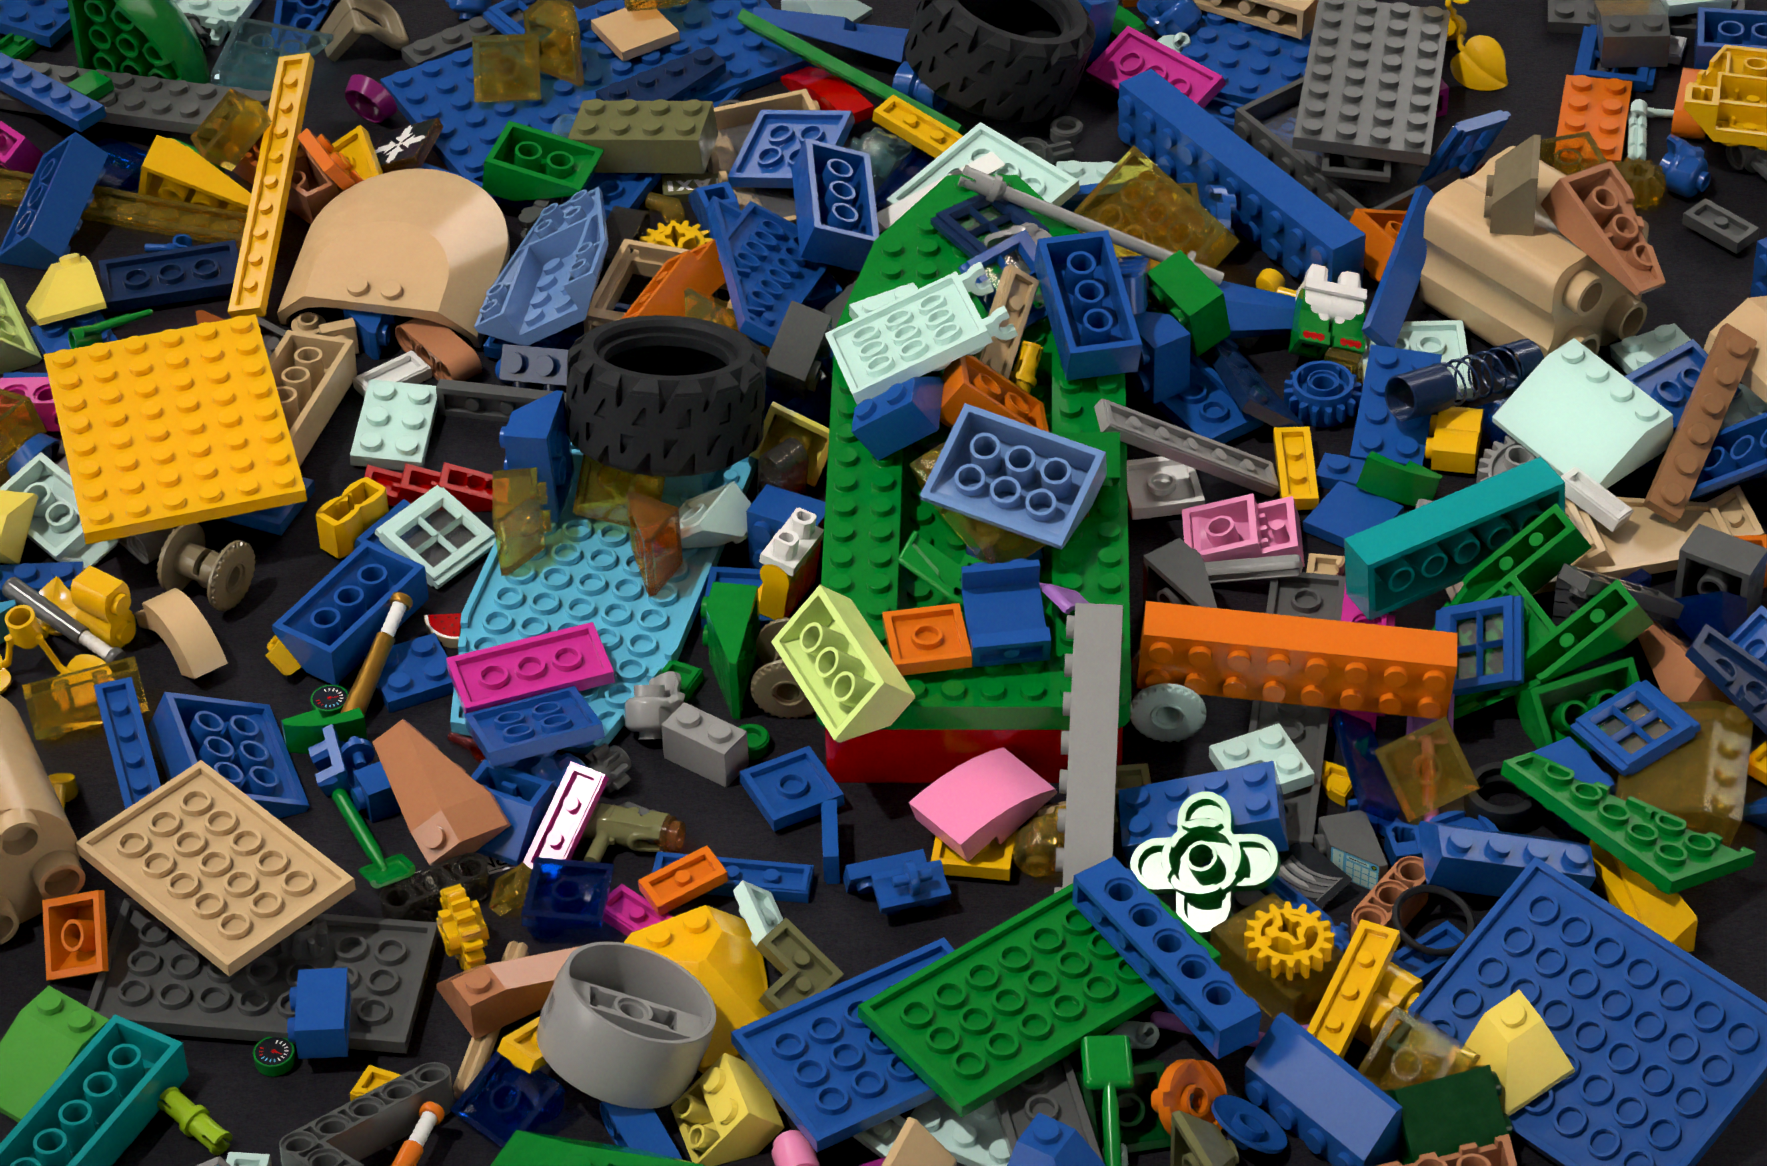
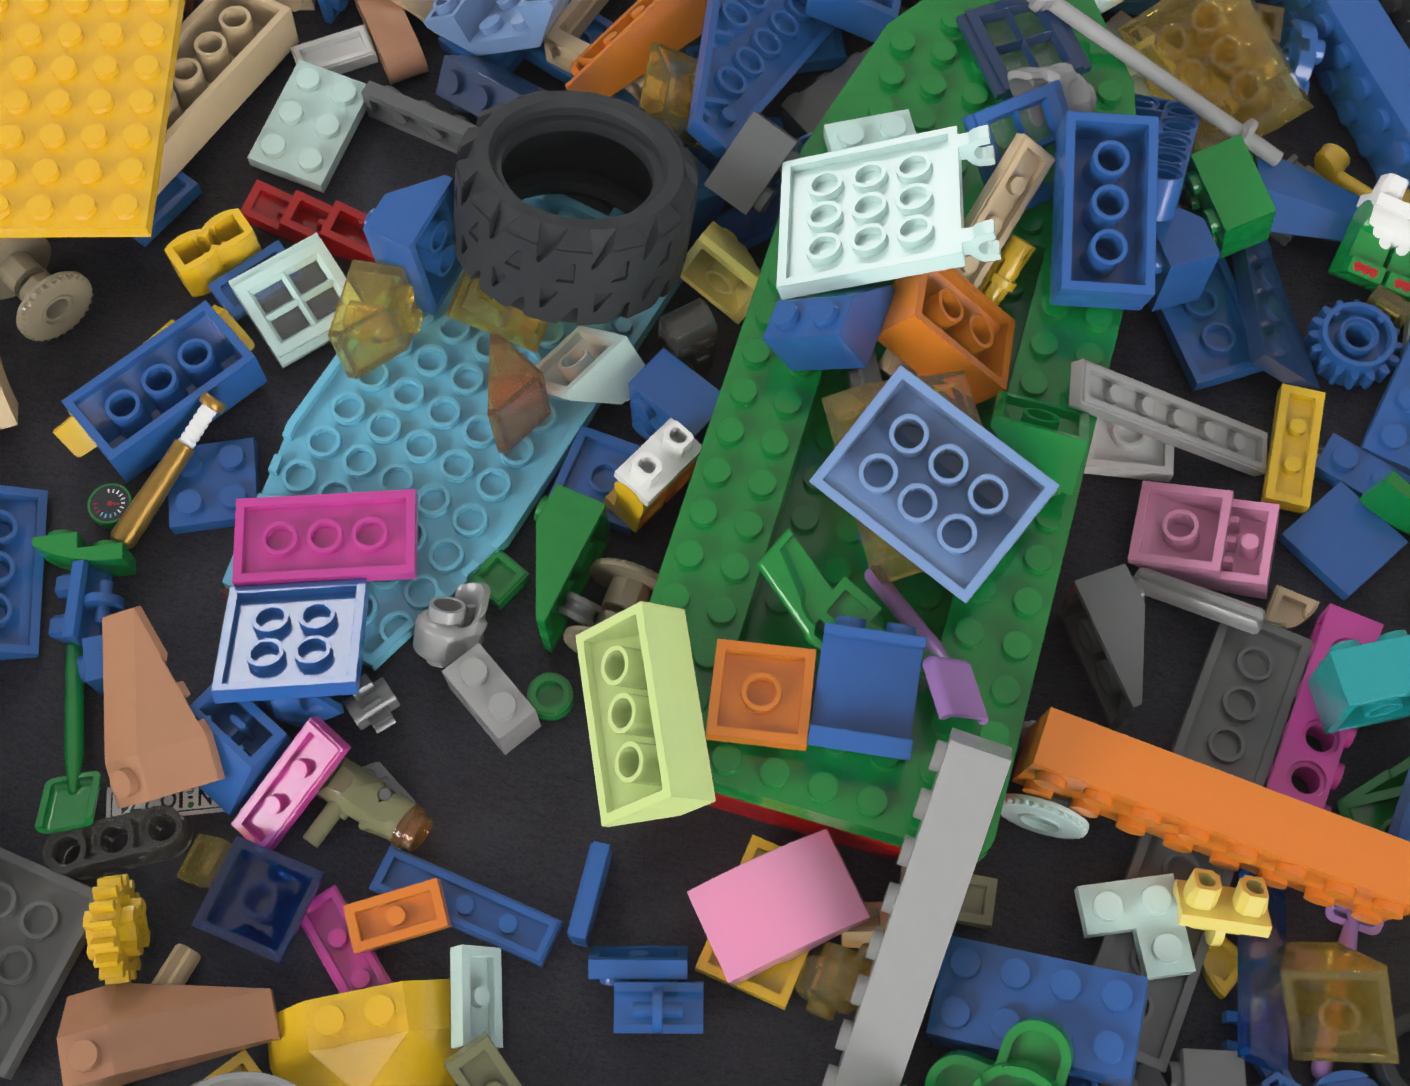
camera: 15 degrees right, 25 degrees up
(446, 628) = (268, 429): red tile -> none
(755, 658) = (579, 609): none -> dark grey bush
(790, 787) = (561, 793): blue plate -> none
(1302, 724) = (1223, 909): none -> light yellow hips

